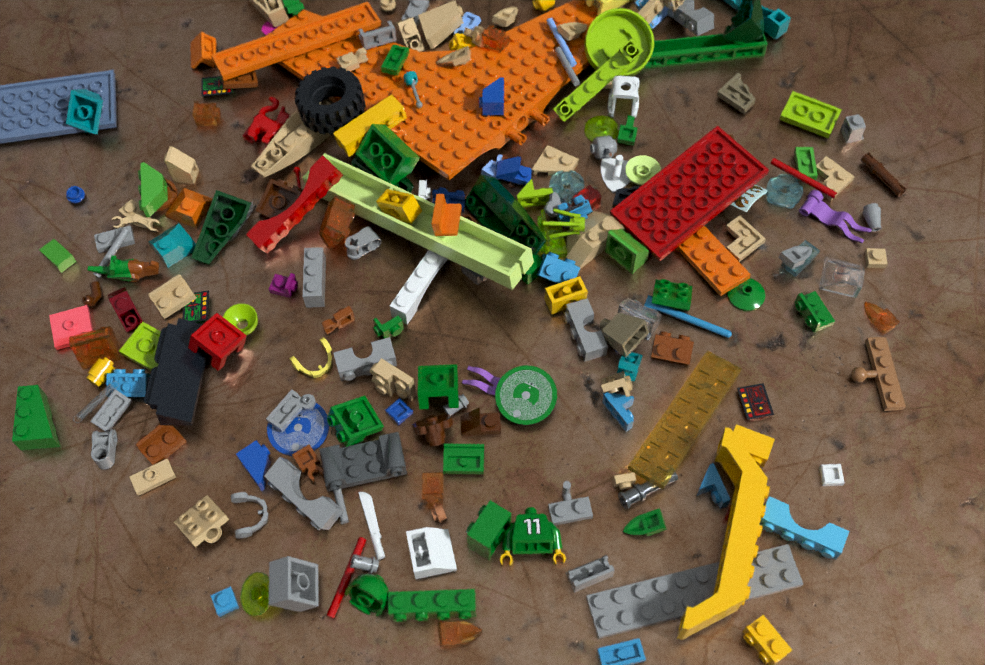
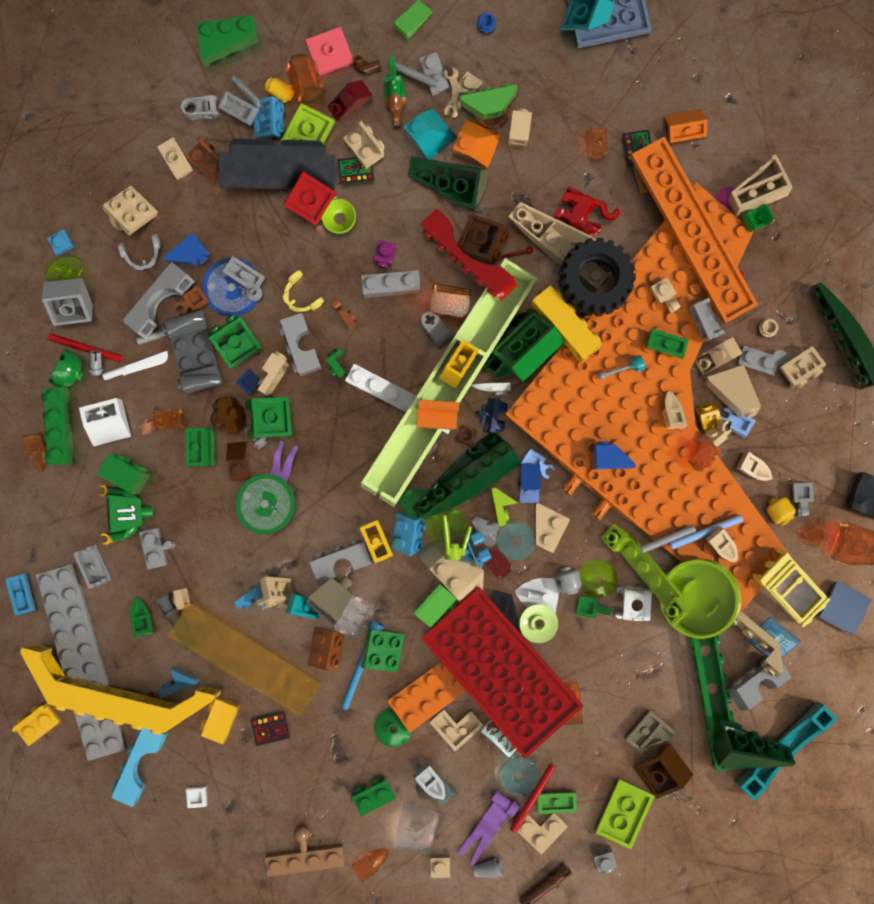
camera: 85 degrees right, 25 degrees up
(770, 84) = (664, 771): none -> reddish brown slope

